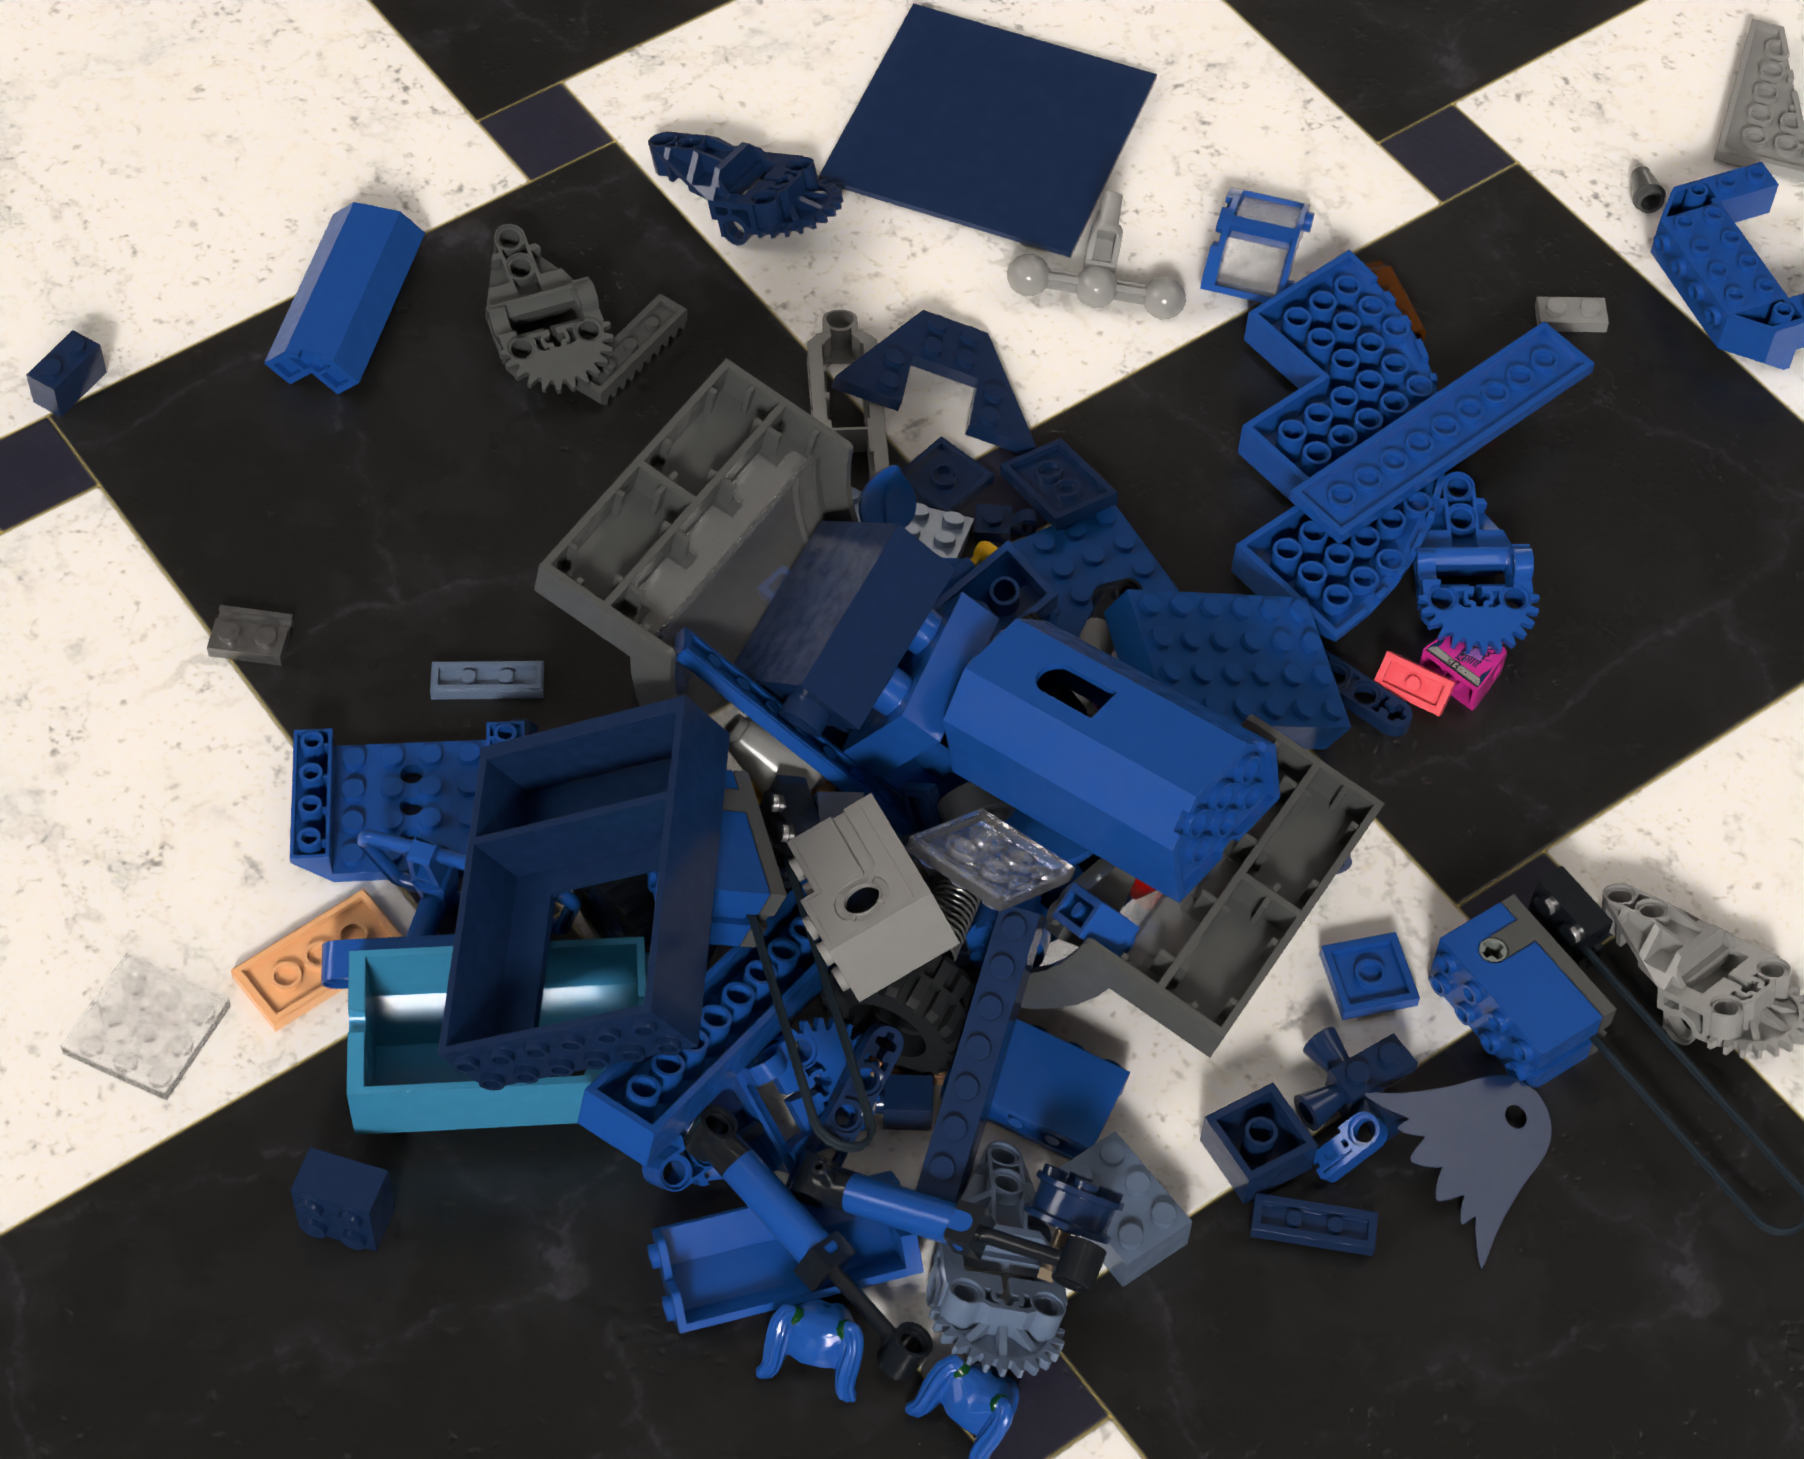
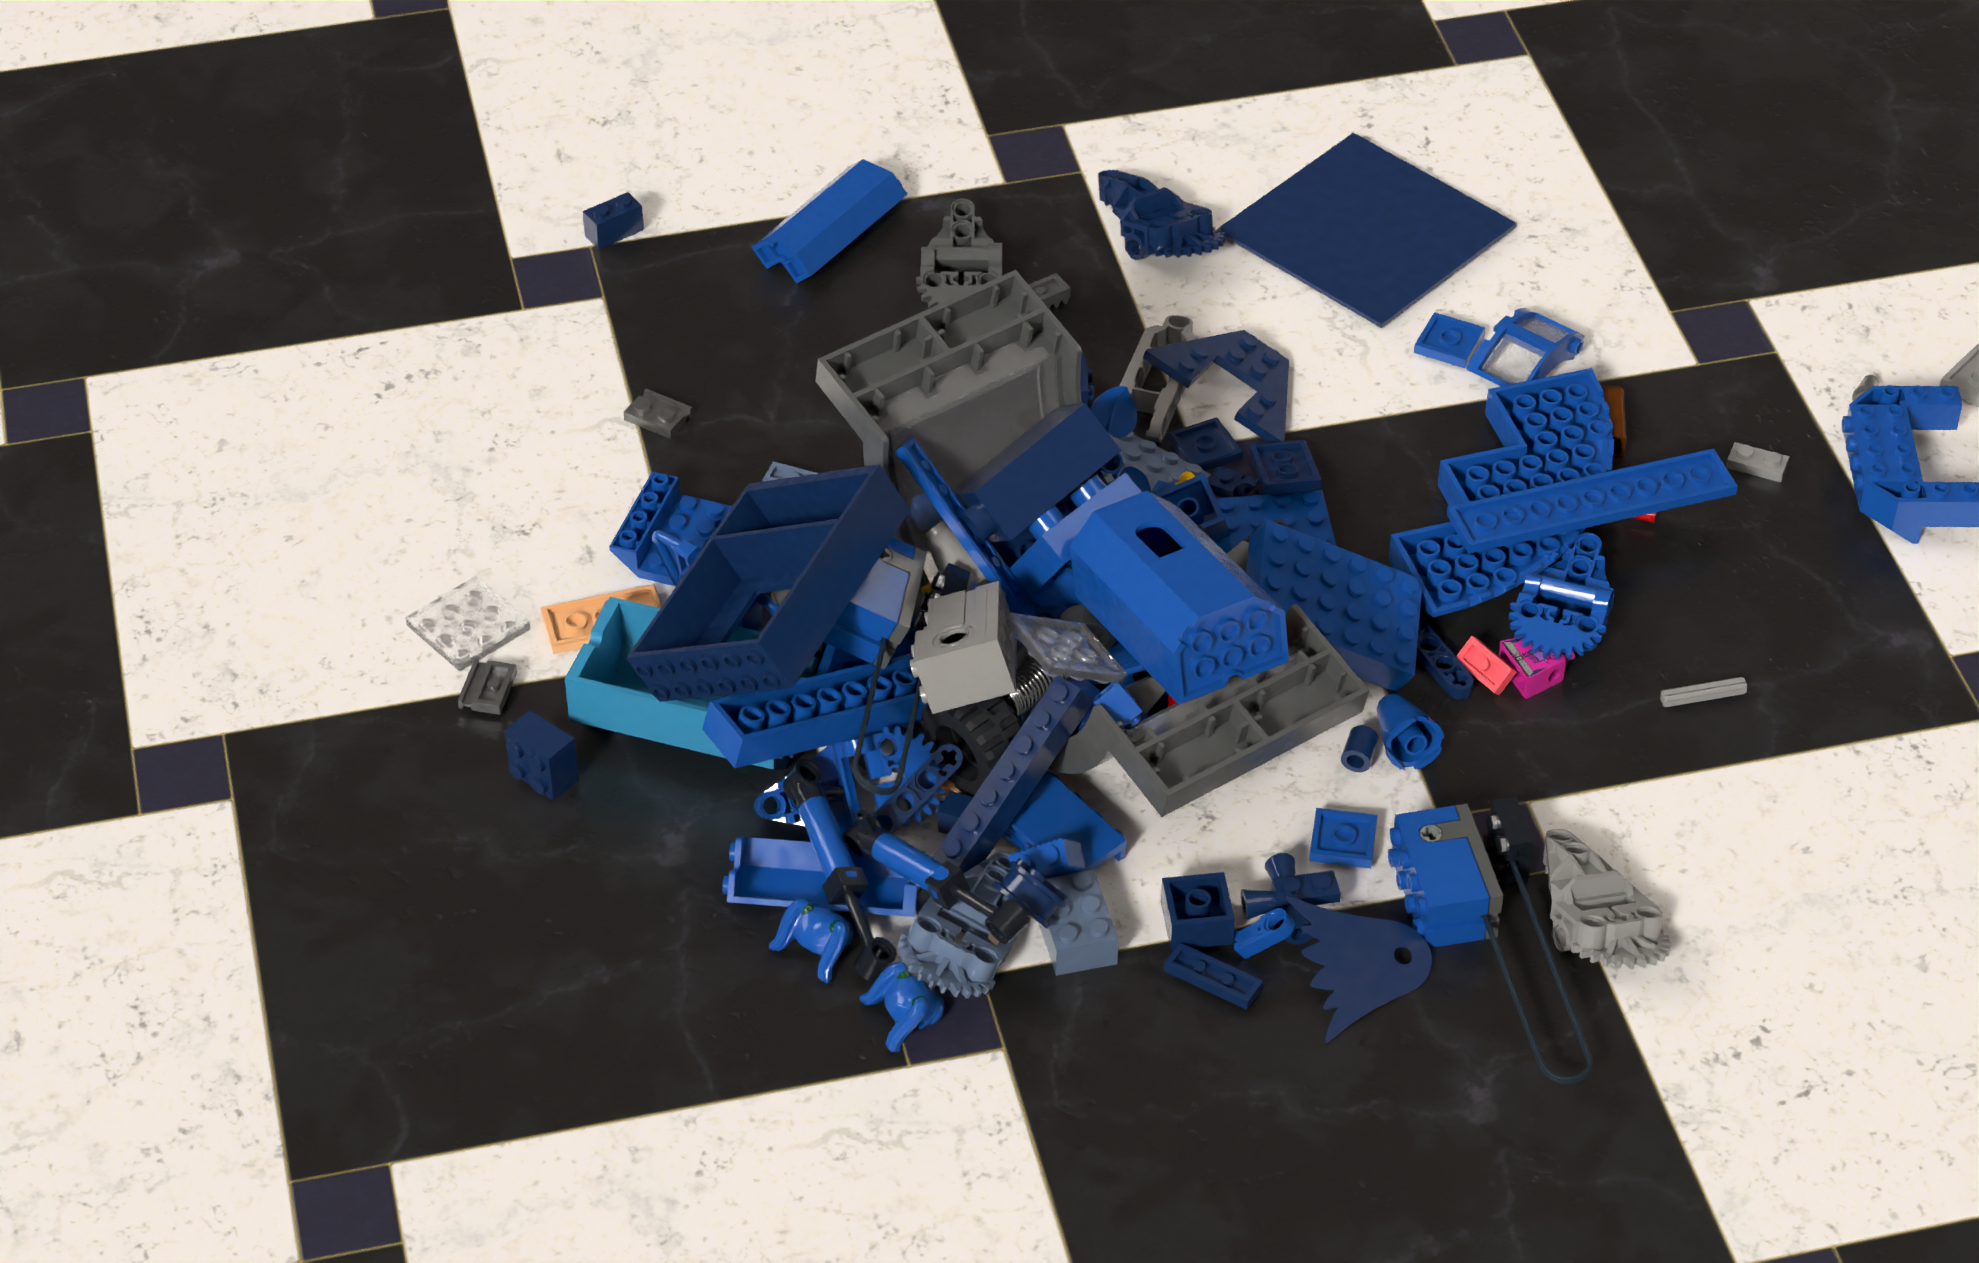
camera: 25 degrees right, 10 degrees down
(216, 1112) = (487, 686): none -> flat silver plate
(1059, 1142) = (1053, 858): none -> blue brick
(1096, 283) = (1398, 330): light grey connector -> none
(1158, 251) = (1449, 340): none -> blue plate
(1398, 816) = (1408, 733): none -> blue cone
(1665, 639) = (1703, 692): none -> light grey axle

